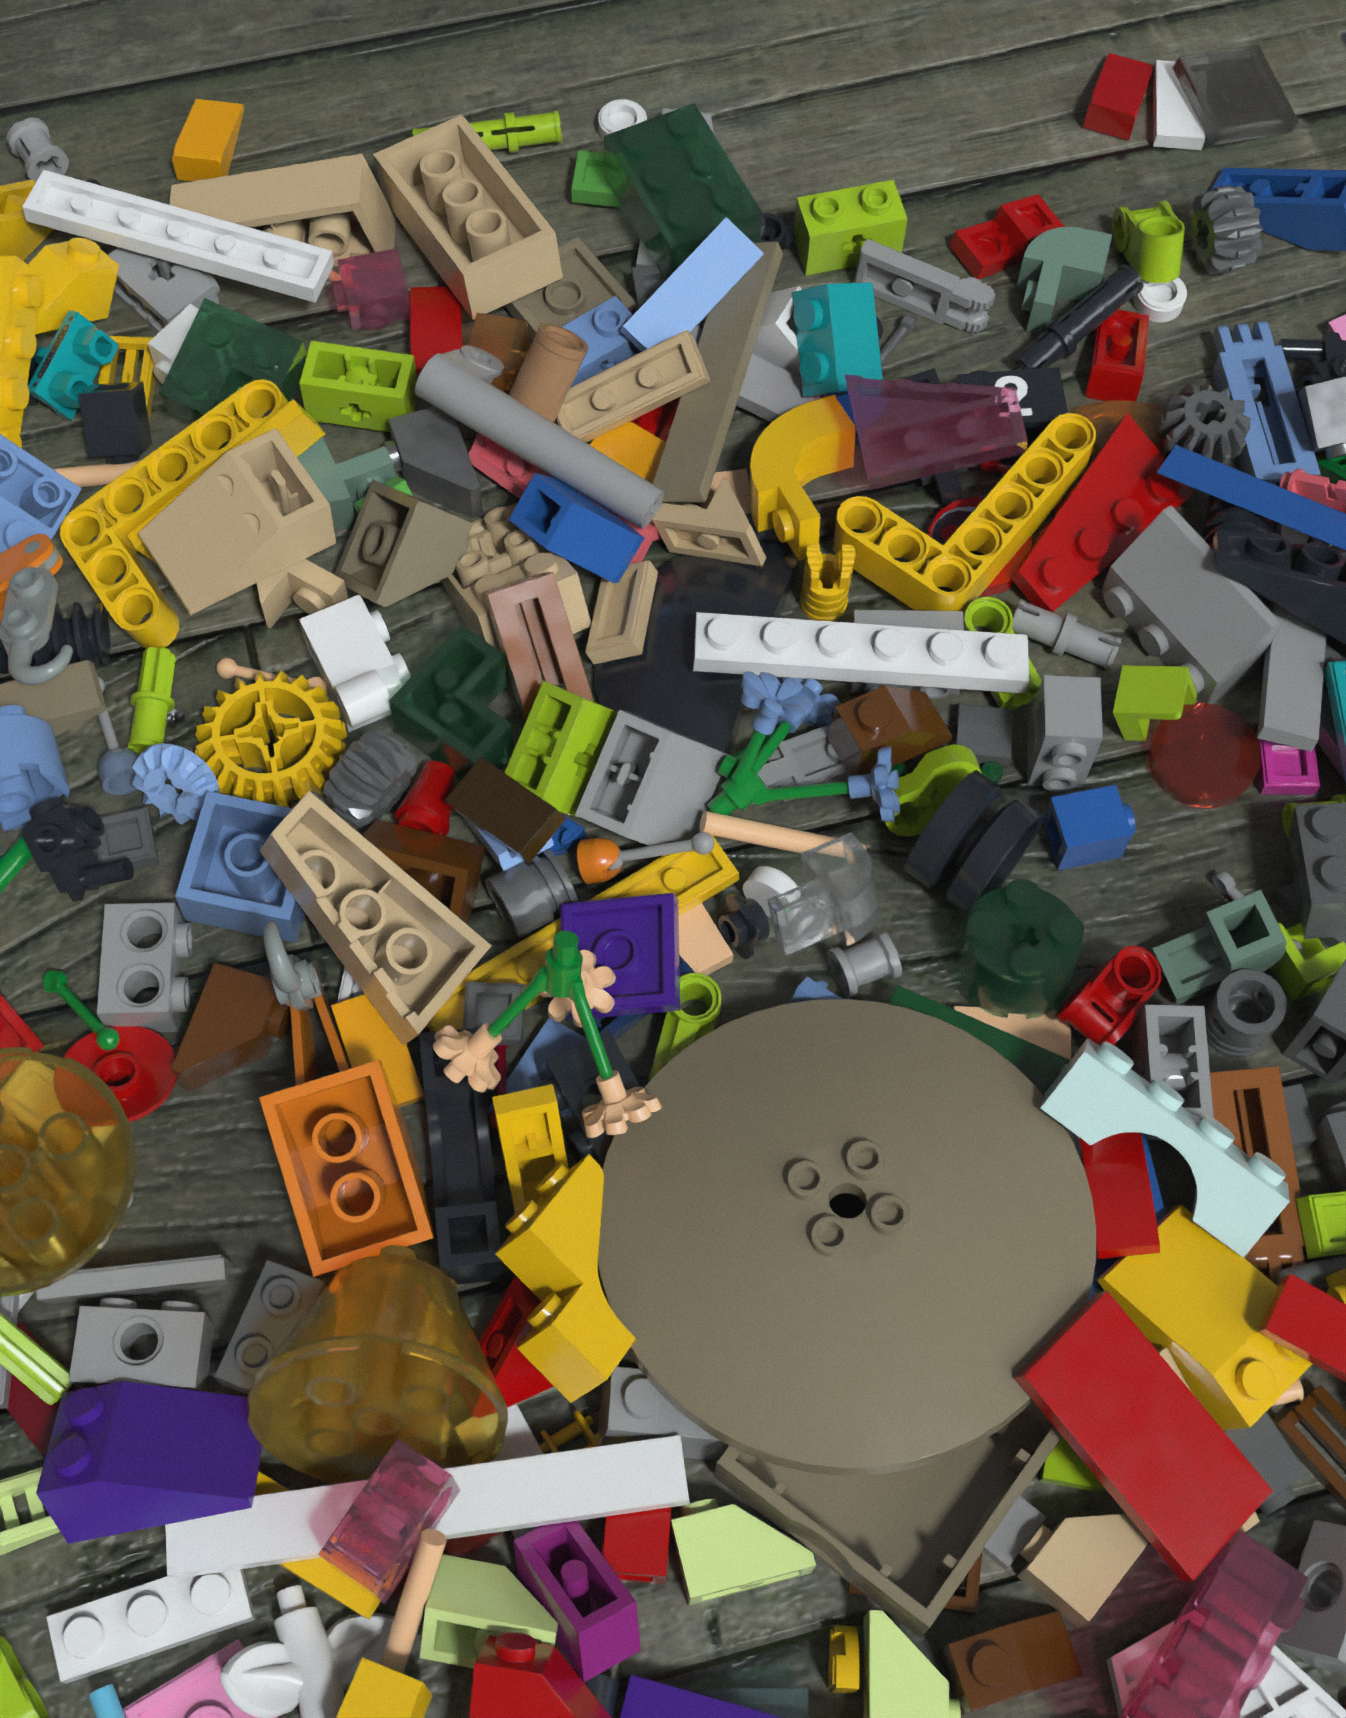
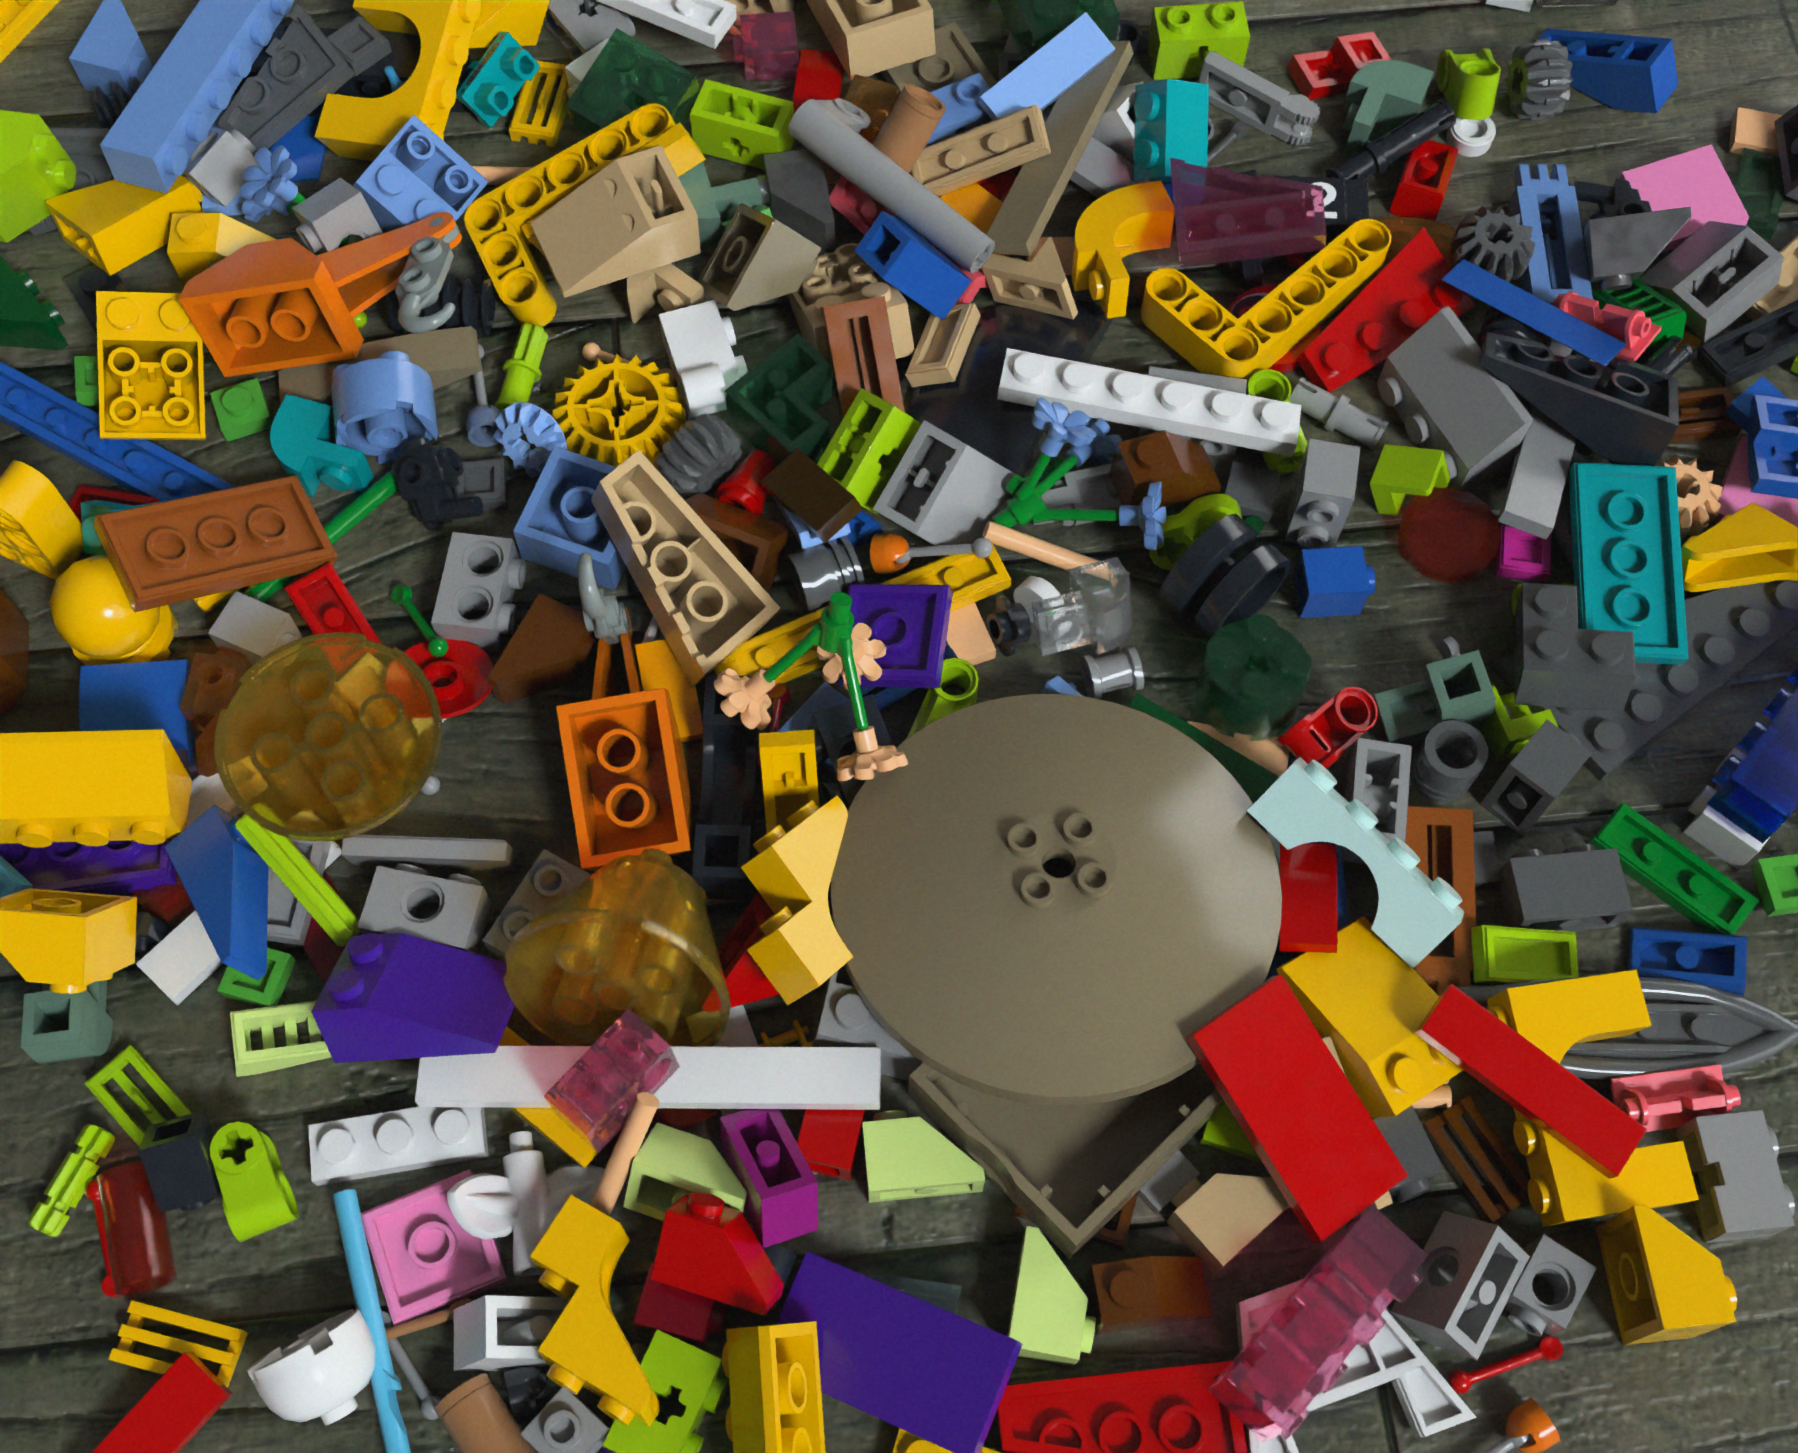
camera: 10 degrees right, 0 degrees up
(115, 421) = (527, 130): black brick -> none
(487, 1001) = (789, 682): dark grey tile -> none
(826, 583) = (1129, 339): yellow hinge -> none
(843, 1659) = (998, 1269): yellow tile -> none

